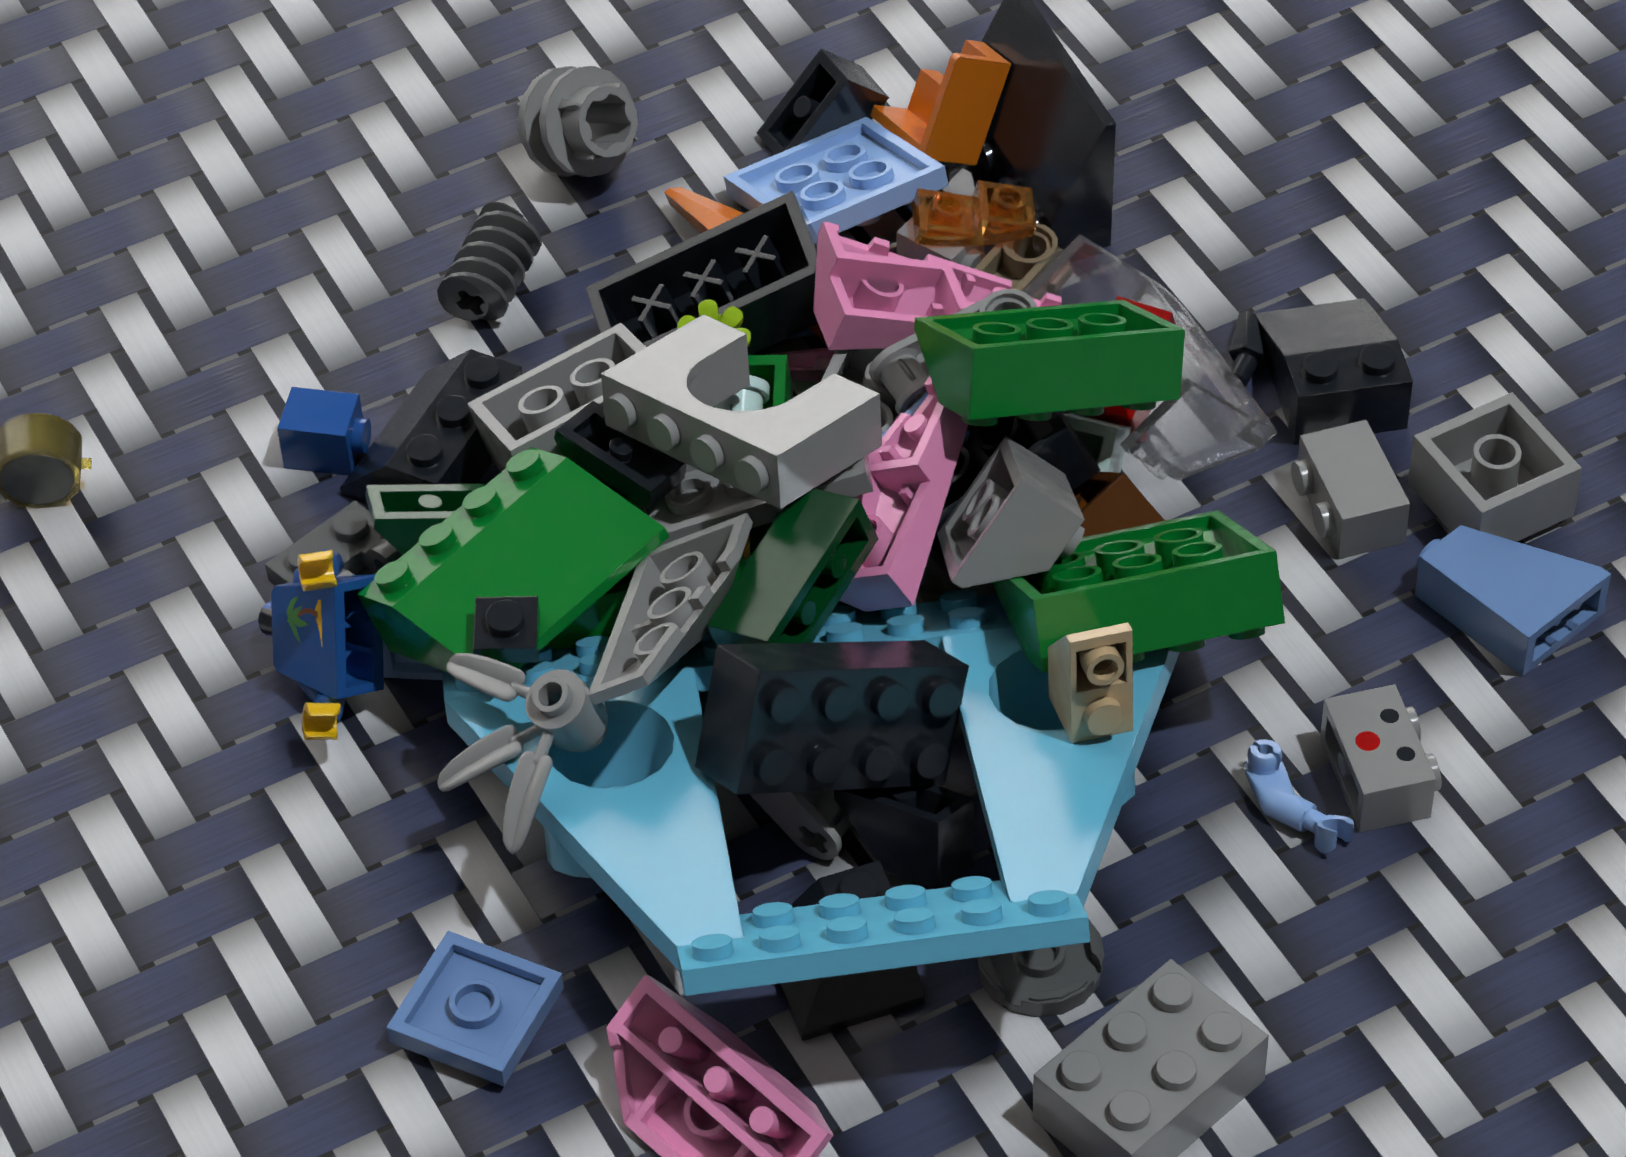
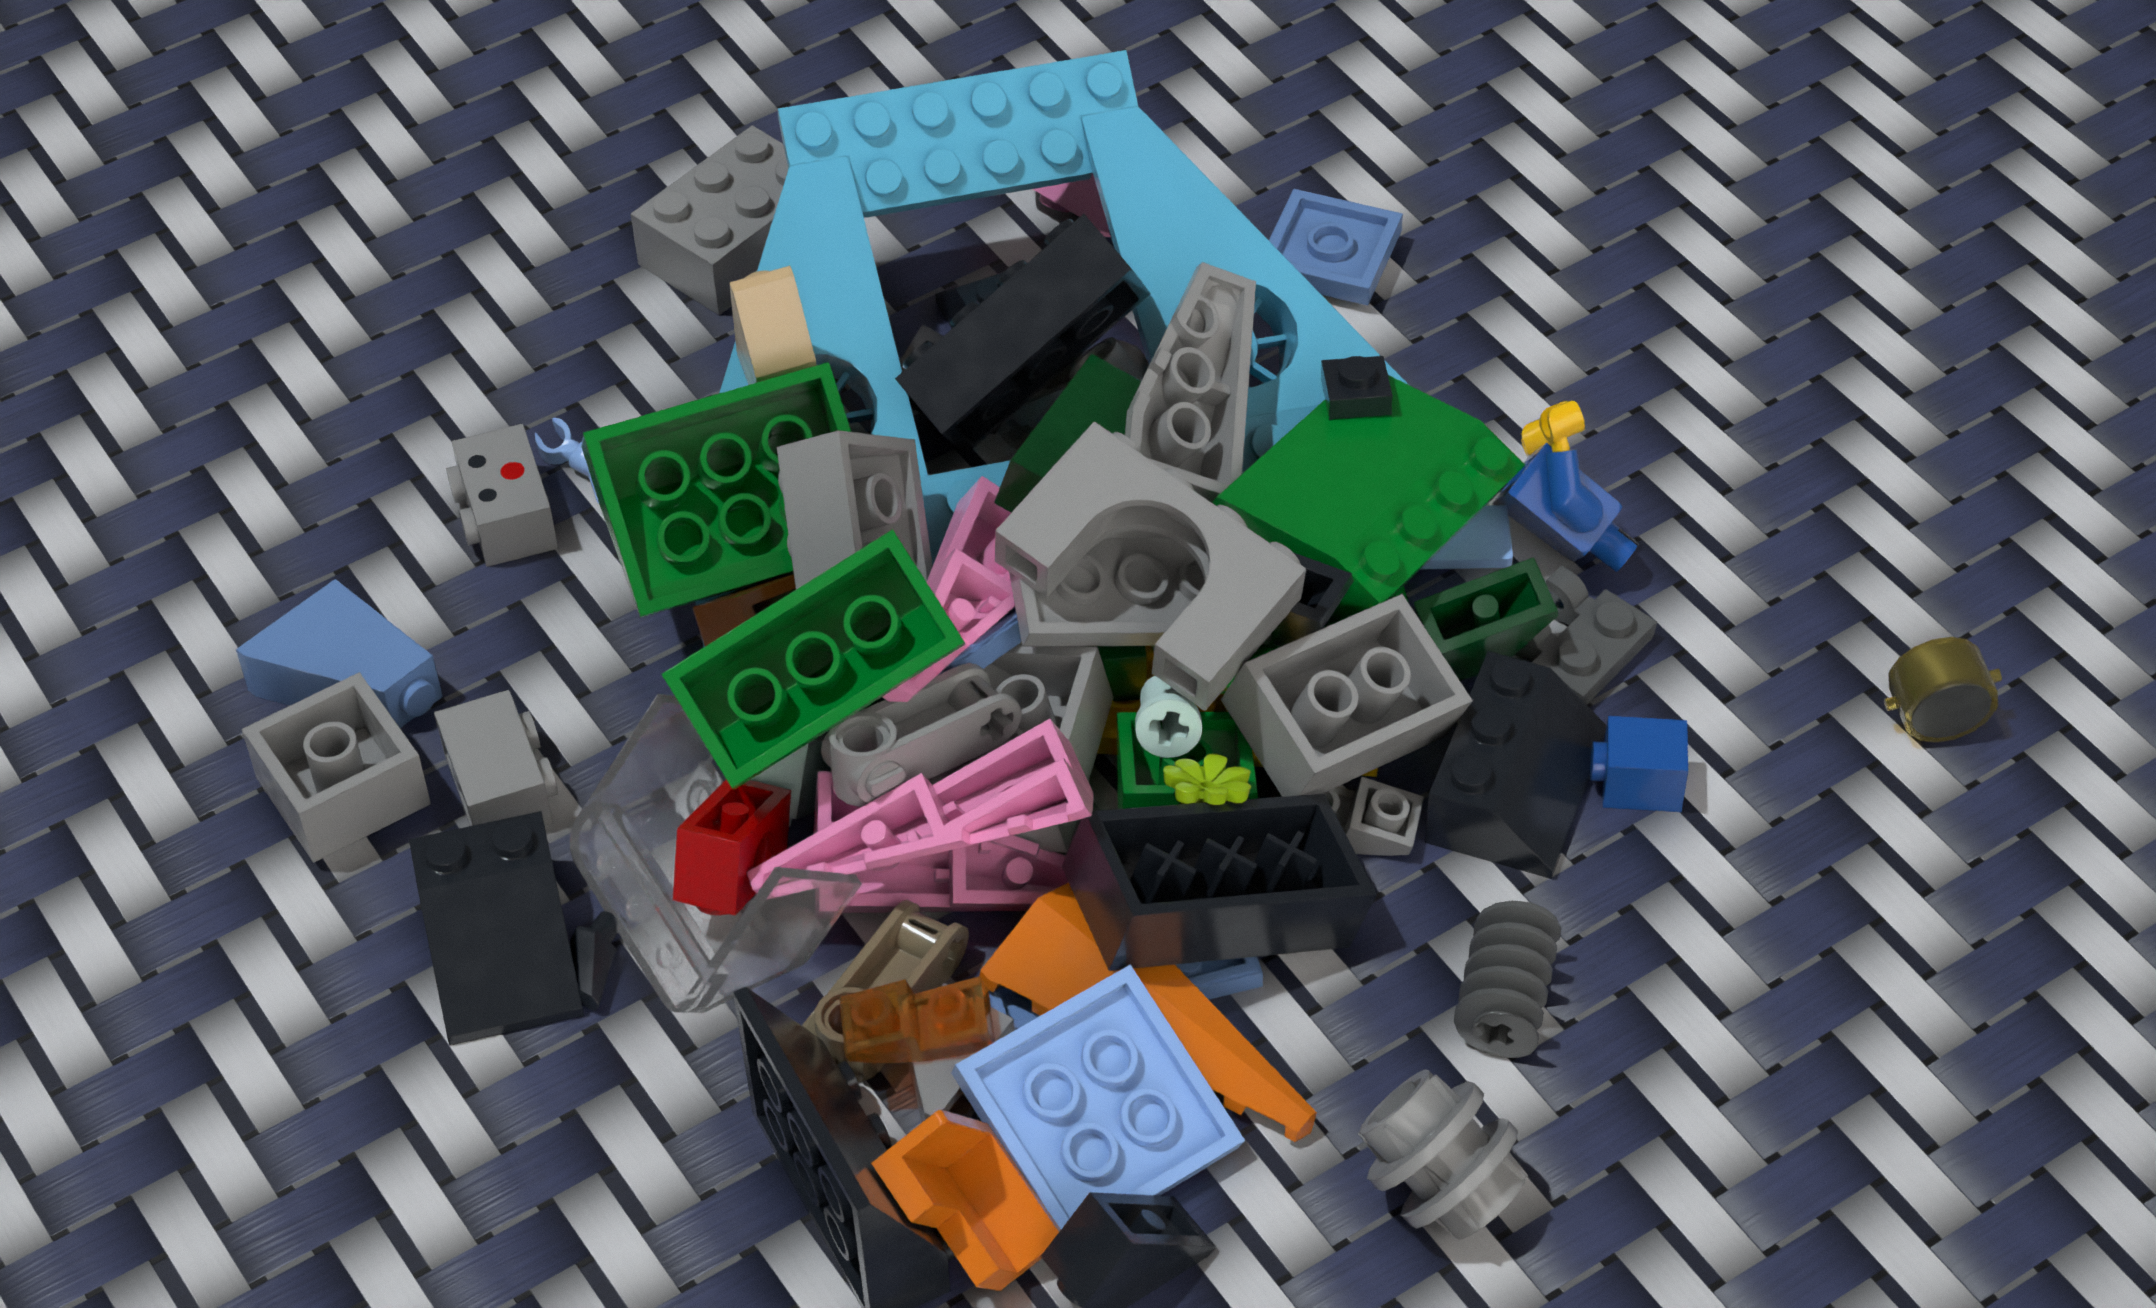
camera: 175 degrees right, 0 degrees up
(561, 714) = (1284, 303): light grey plant -> none

